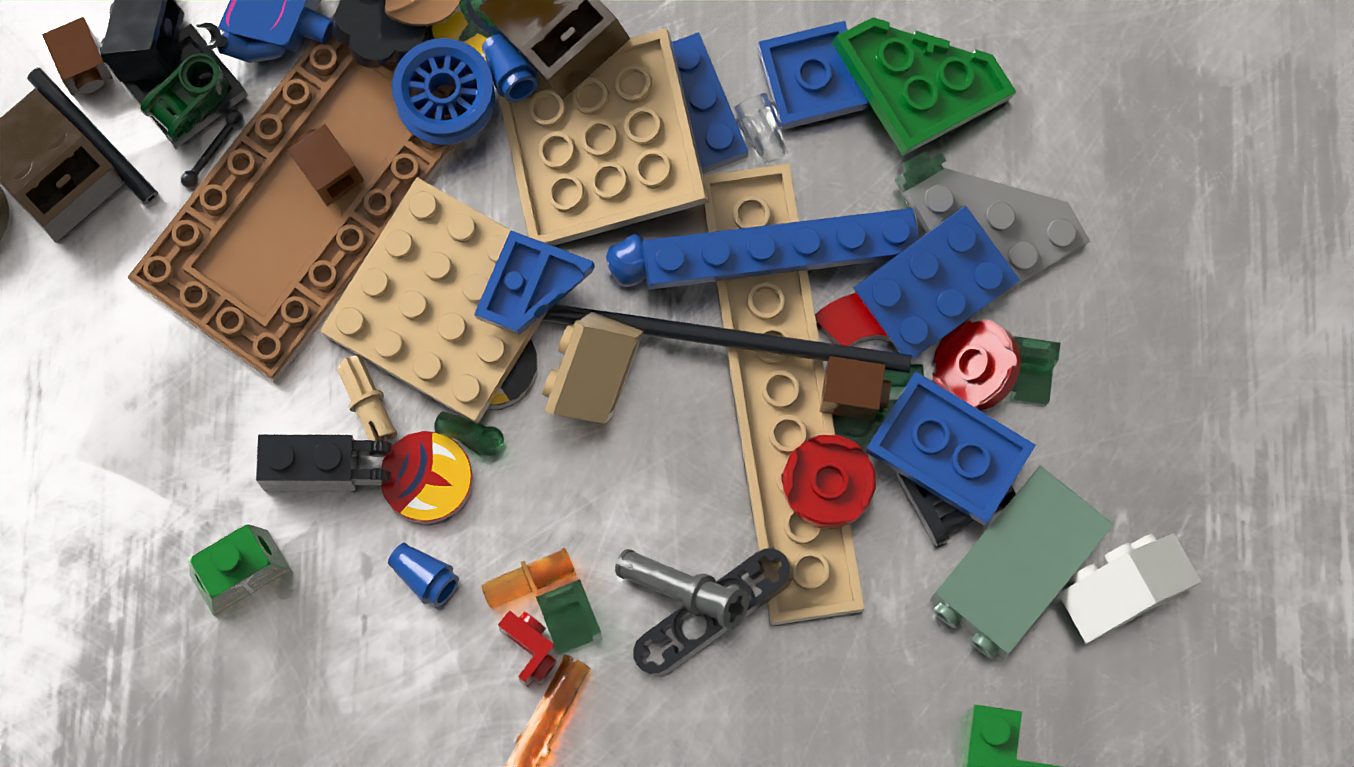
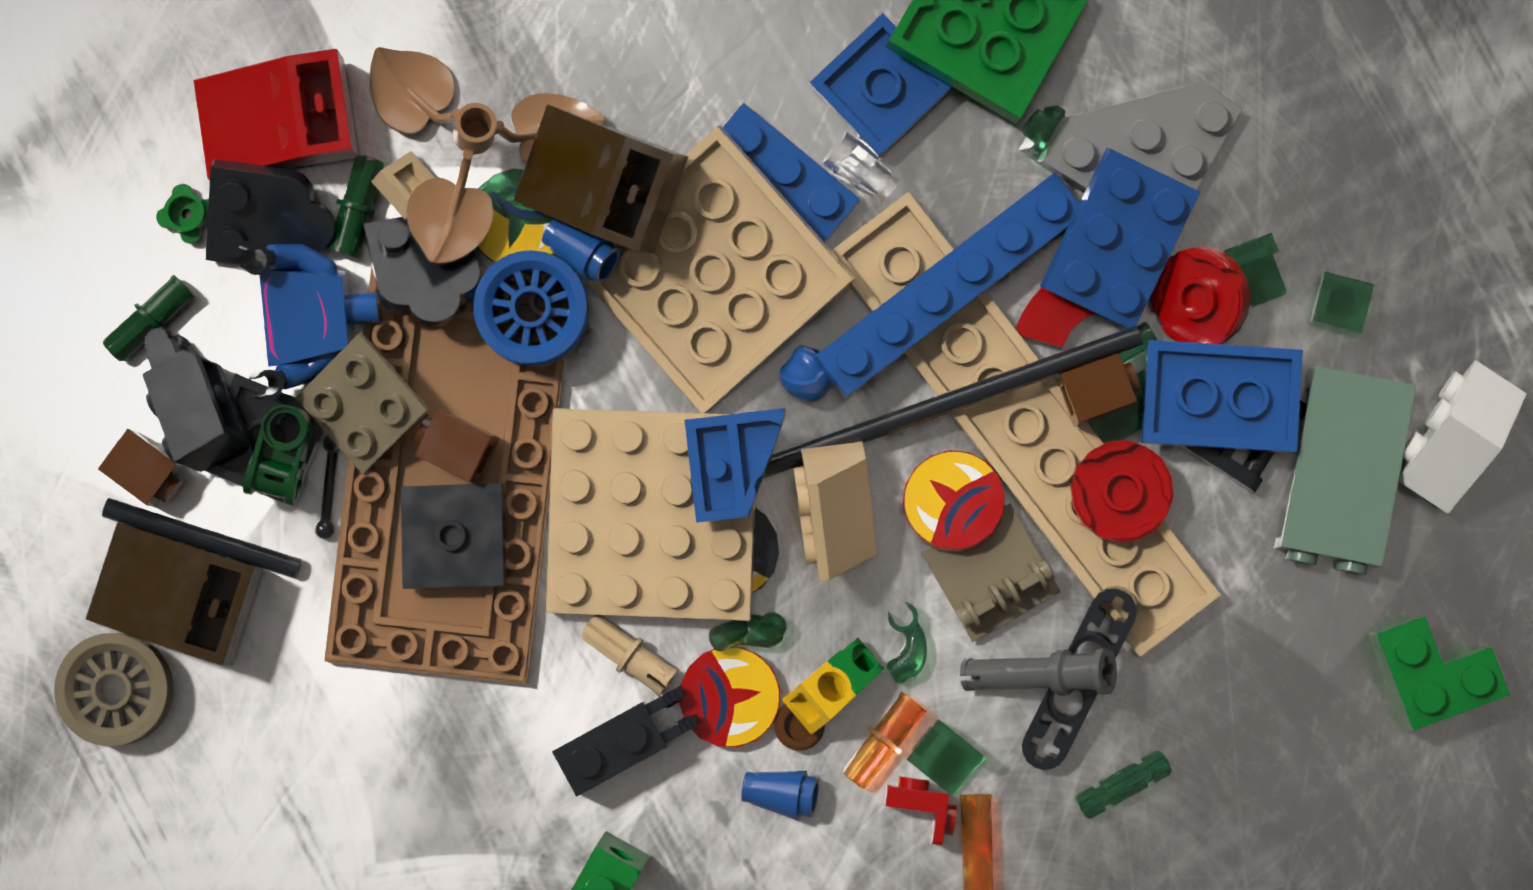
camera: 25 degrees left, 10 degrees up
(272, 92) = (362, 403): none -> dark tan hinge
(282, 232) = (453, 536): none -> black plate
(468, 530) = (793, 733): none -> reddish brown tile
(512, 508) = (833, 685): none -> yellow leg
(592, 522) = (913, 654): none -> clear green arm
(689, 493) = (995, 579): none -> dark tan hinge
(691, 420) = (954, 501): none -> tile
(702, 720) = (1123, 784): none -> clear green axle
(1088, 433) = (1342, 303): none -> clear green plate

